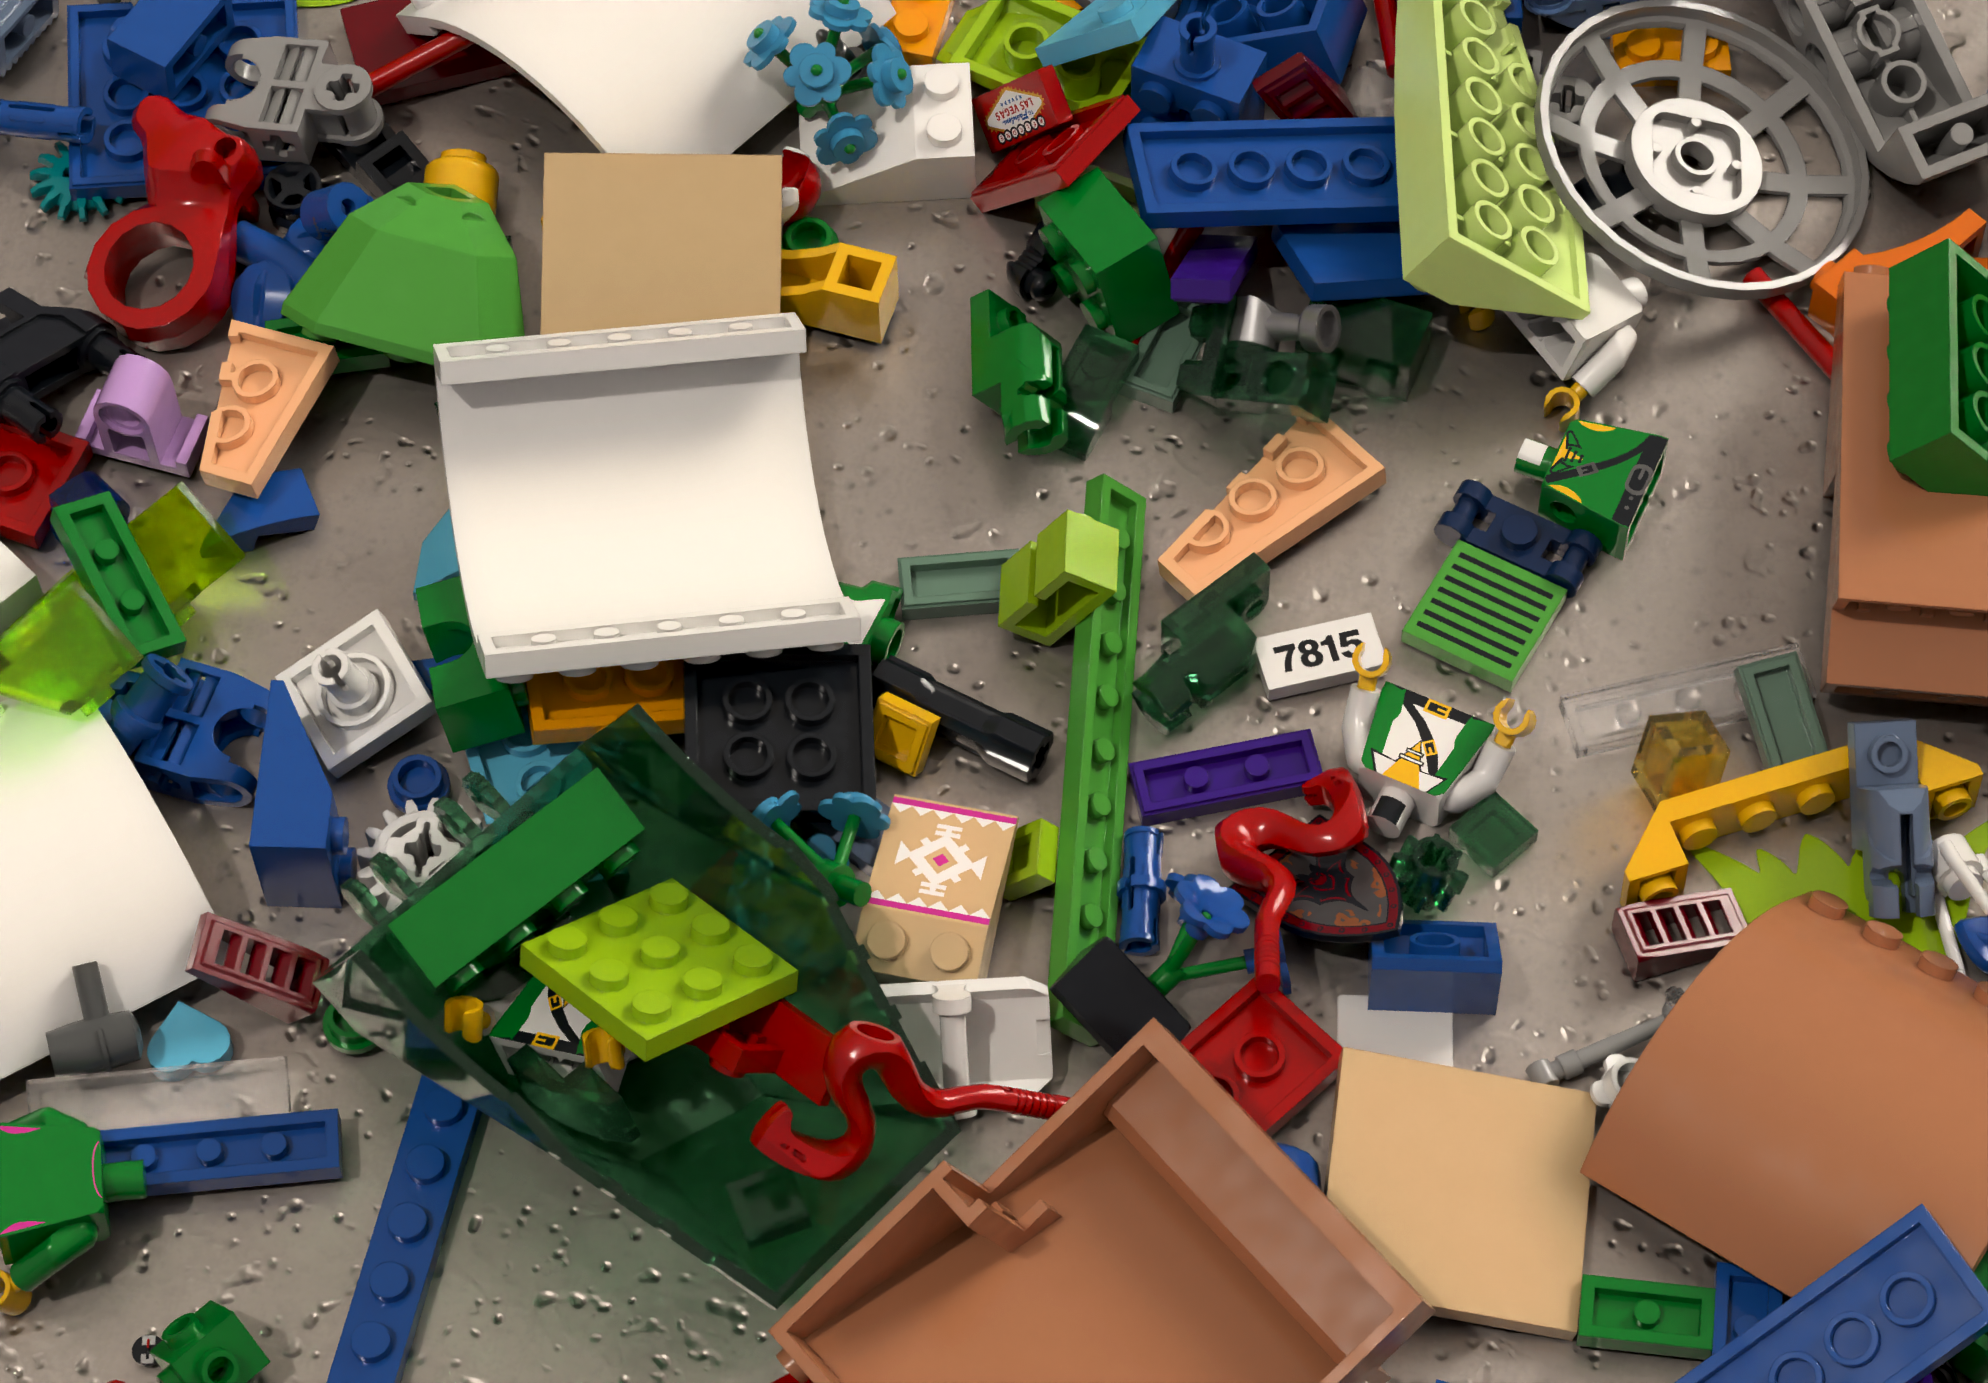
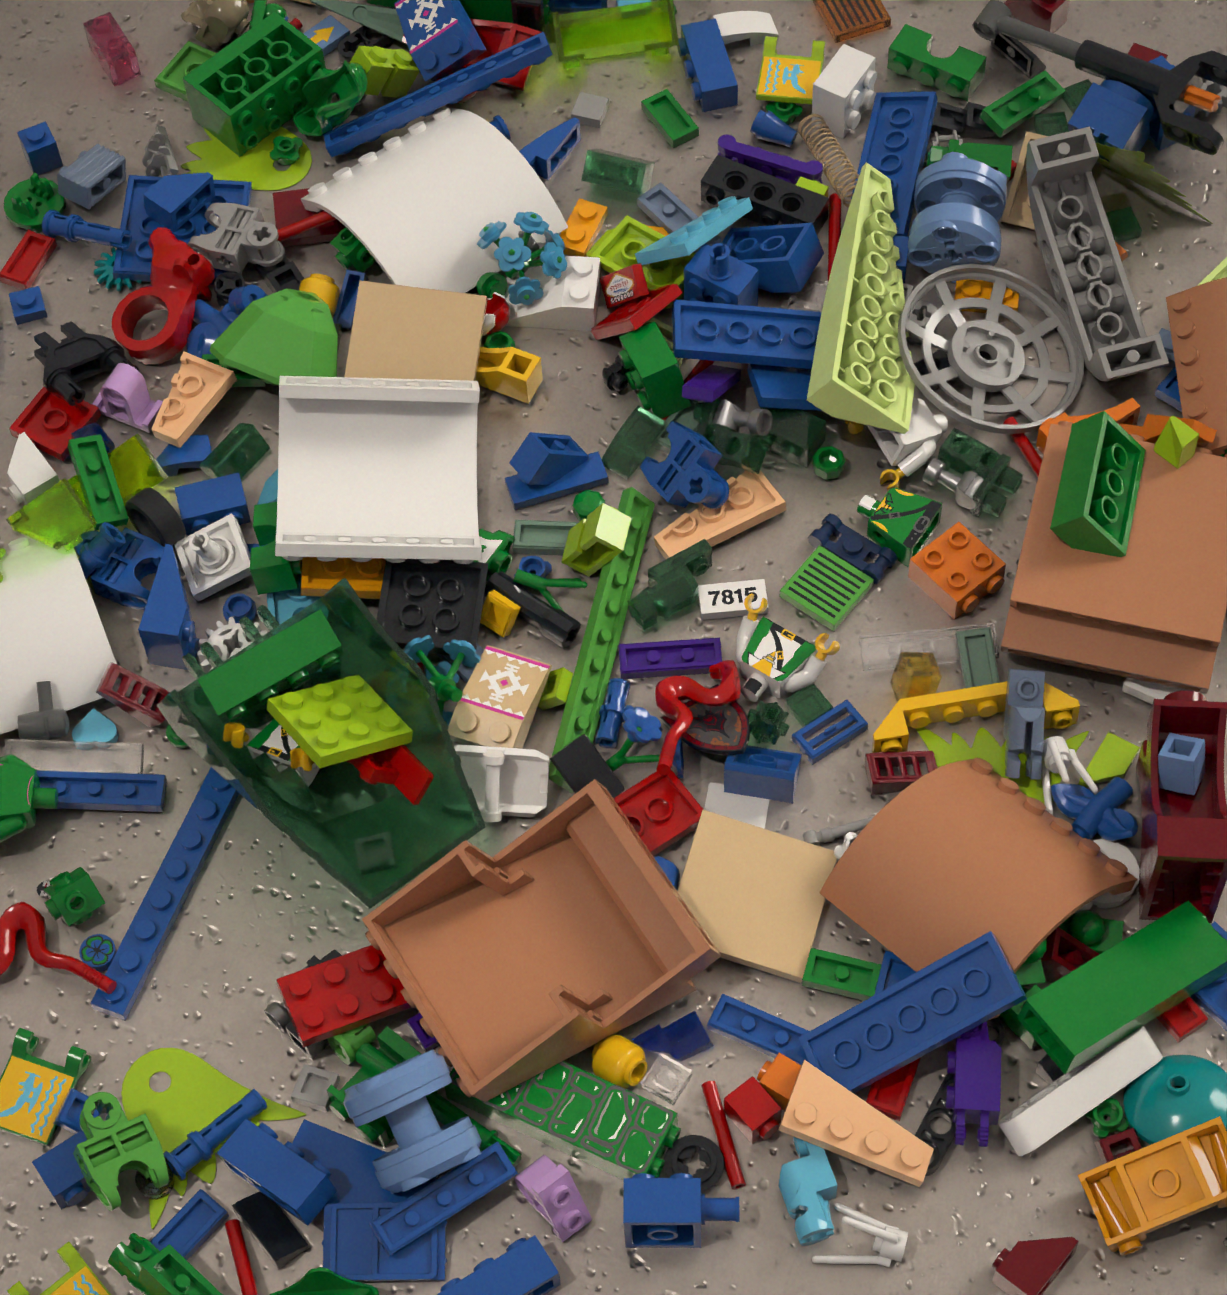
camera: 10 degrees right, 0 degrees up
(236, 632) = (155, 517): none -> black tyre
(331, 592) = (211, 501): none -> blue brick
(358, 501) = (236, 453): none -> clear green slope
(510, 100) = (351, 251): none -> green brick
(520, 186) = (347, 300): none -> blue piece
(776, 131) = (491, 283): none -> green plate
(846, 1059) = (425, 779): red animal -> none
(937, 439) = (546, 458): none -> blue slope
(951, 482) = (584, 477): none -> blue tile
(952, 636) = (535, 564): none -> blue plate
(969, 670) = (541, 583): none -> green plant
(1018, 374) = (596, 428): green plate -> none
(1024, 516) = (586, 503): none -> green tile
(1200, 432) = (688, 470): none -> blue piece
(1302, 91) = (781, 296): dark red slope -> none
(1446, 387) = (828, 462): none -> green tile
(1504, 909) = (837, 741): none -> blue tile
(1714, 556) = (957, 570): none -> orange brick
(1725, 377) = (981, 471): none -> clear green hips

